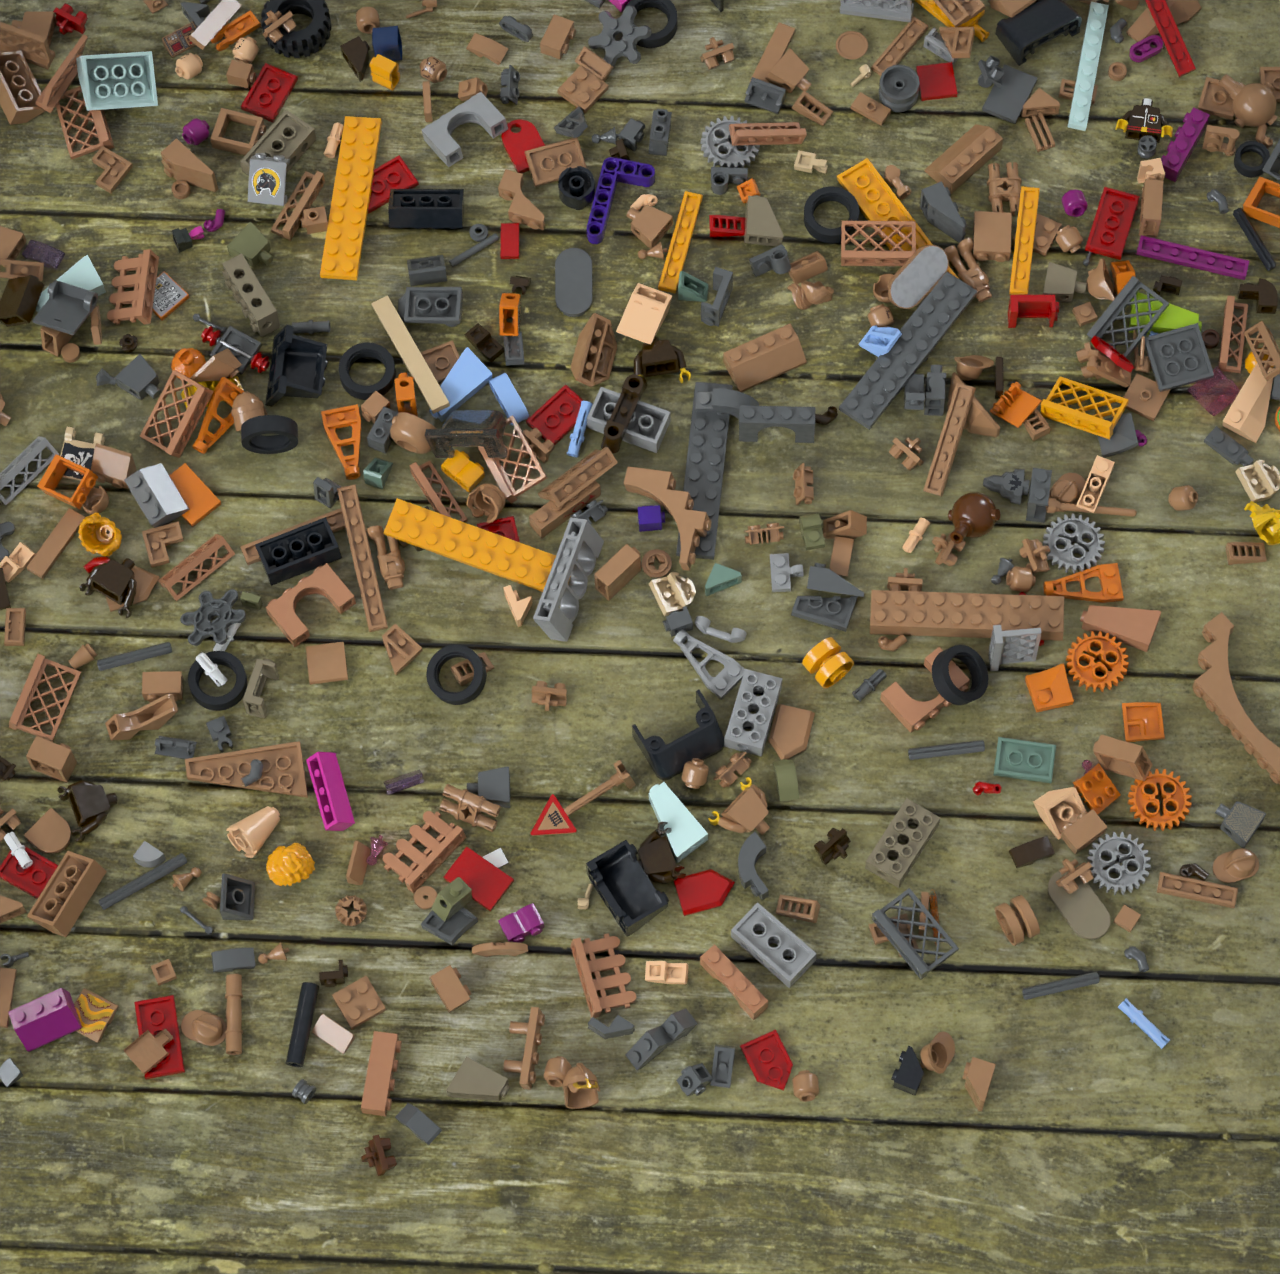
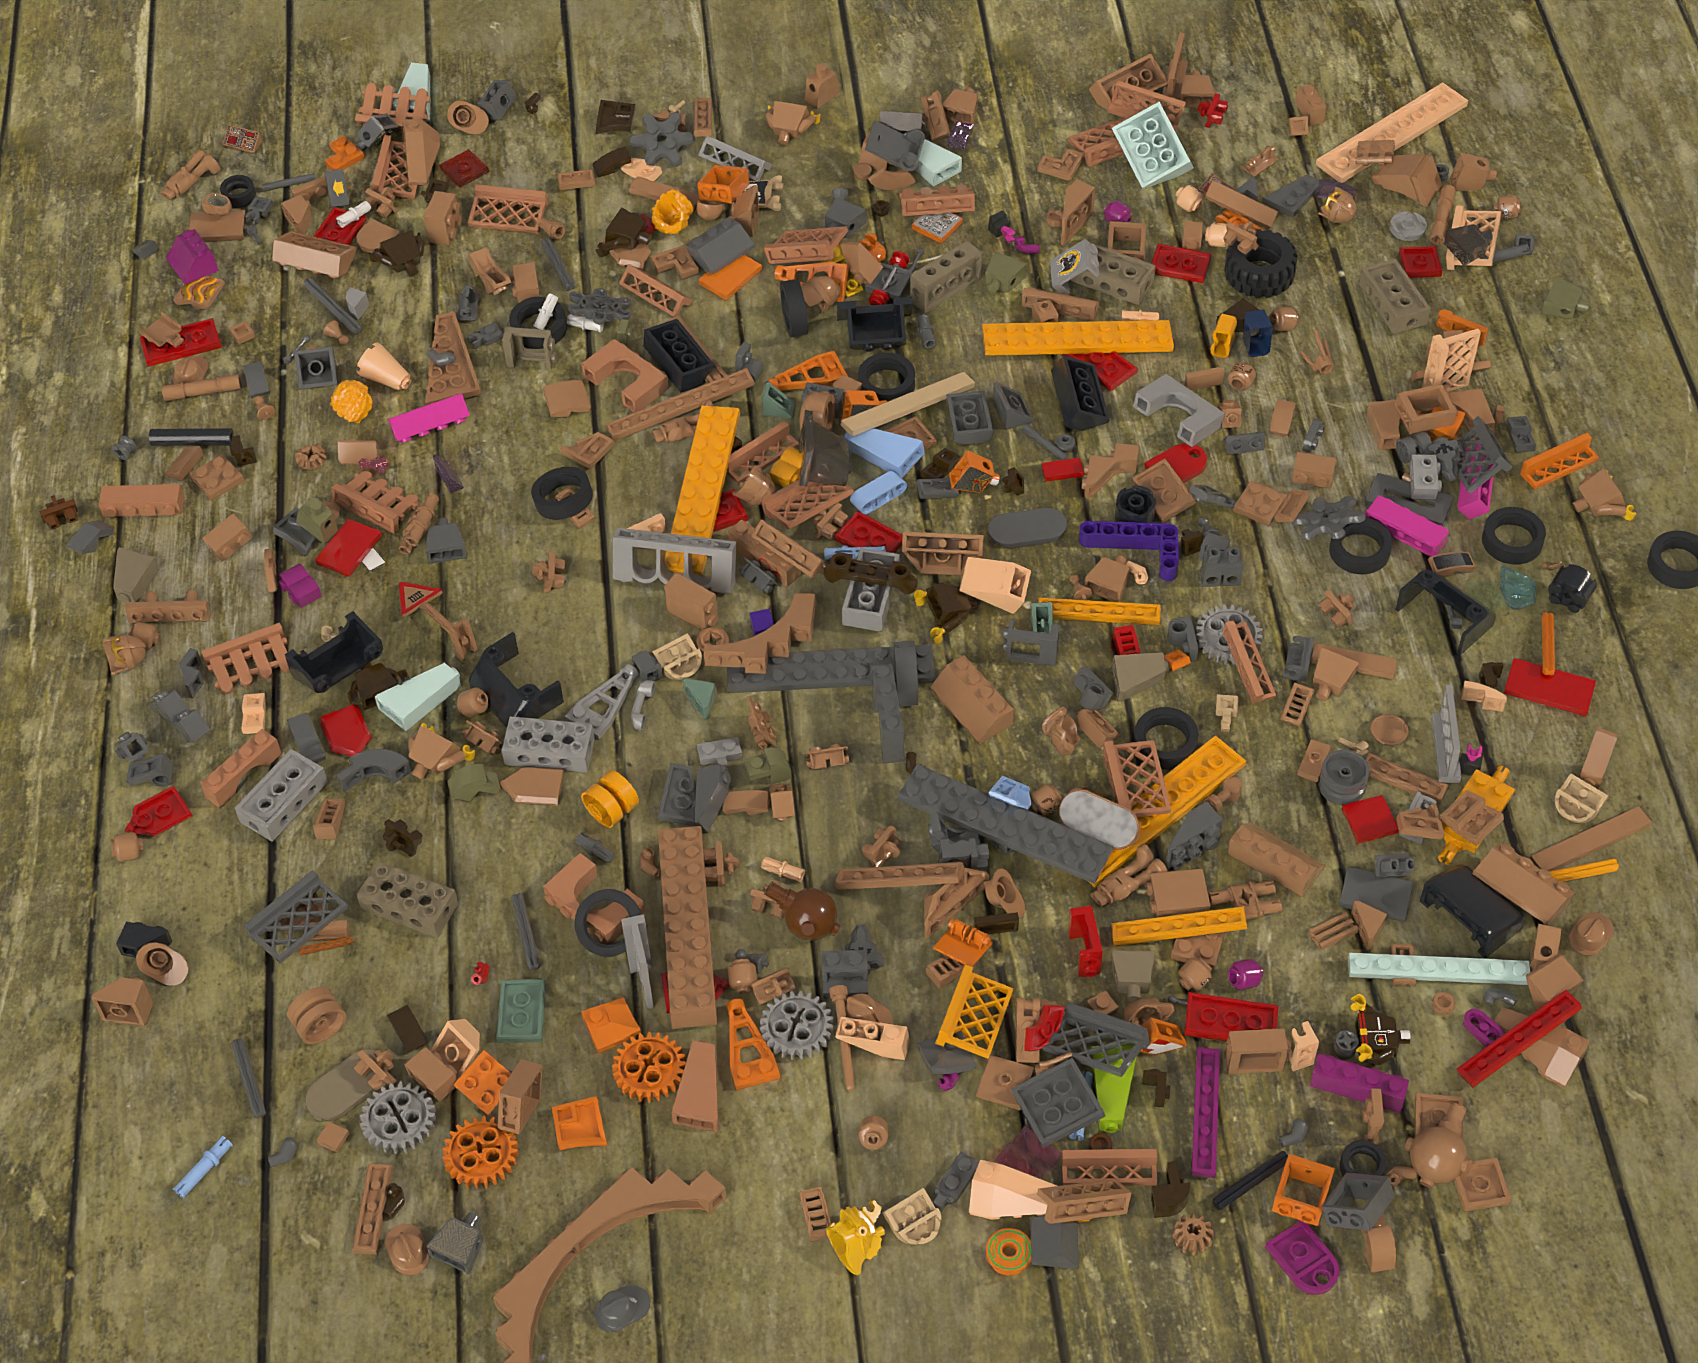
camera: 80 degrees right, 15 degrees down
(709, 924) = (306, 738): none -> dark grey piece

